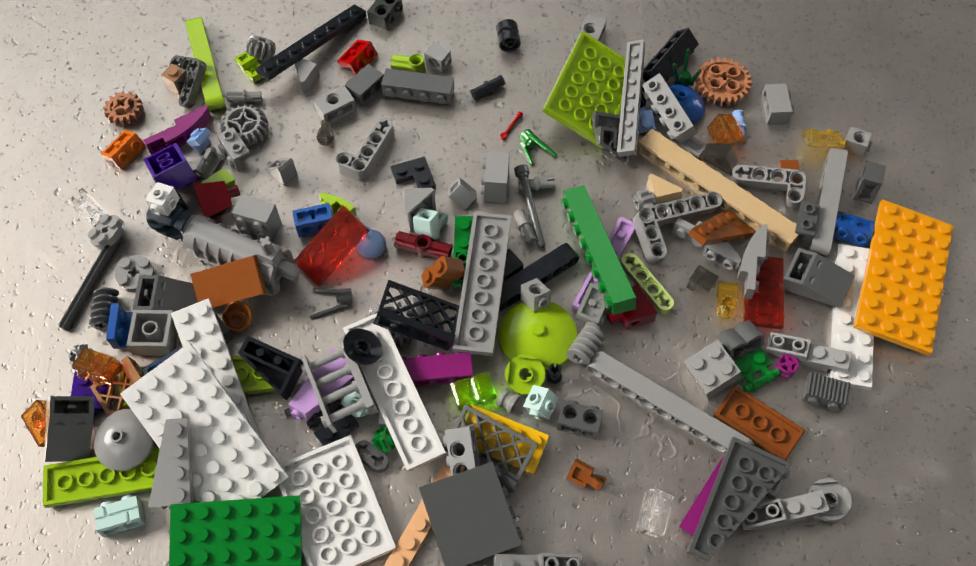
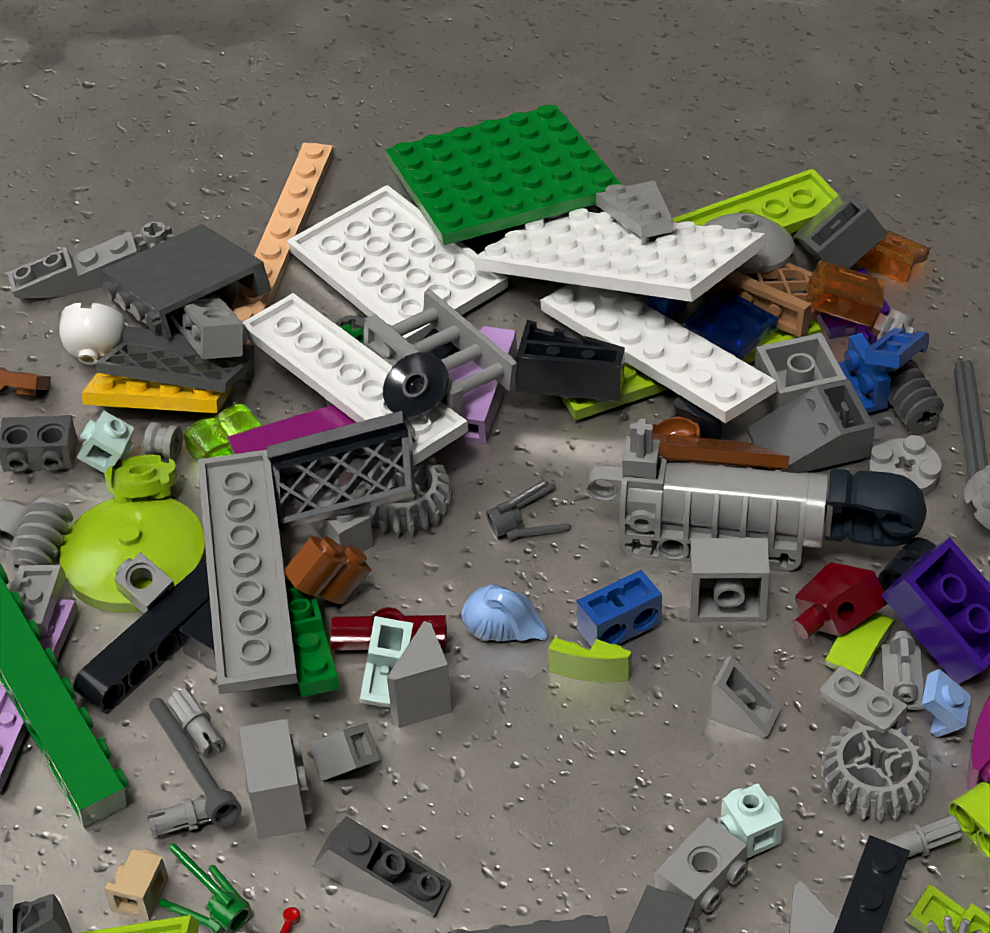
camera: 165 degrees right, 15 degrees down
(96, 316) = (896, 349): none -> blue plate
(119, 516) = (697, 184): light aqua brick -> none
(162, 199) = (890, 466): white brick -> none
(306, 114) = (752, 818): none -> light aqua brick
(325, 134) = (690, 800): clear smoke cone -> none
(331, 245) = (559, 570): clear red plate -> none
(373, 148) = (580, 759): light grey beam -> none
(414, 170) = (460, 785): black plate -> none
(465, 139) = (379, 869): none -> dark grey slope
(535, 493) = (91, 332): none -> white cylinder
(554, 371) = (90, 489): black pin -> none
(564, 157) = (137, 884): none -> tan brick

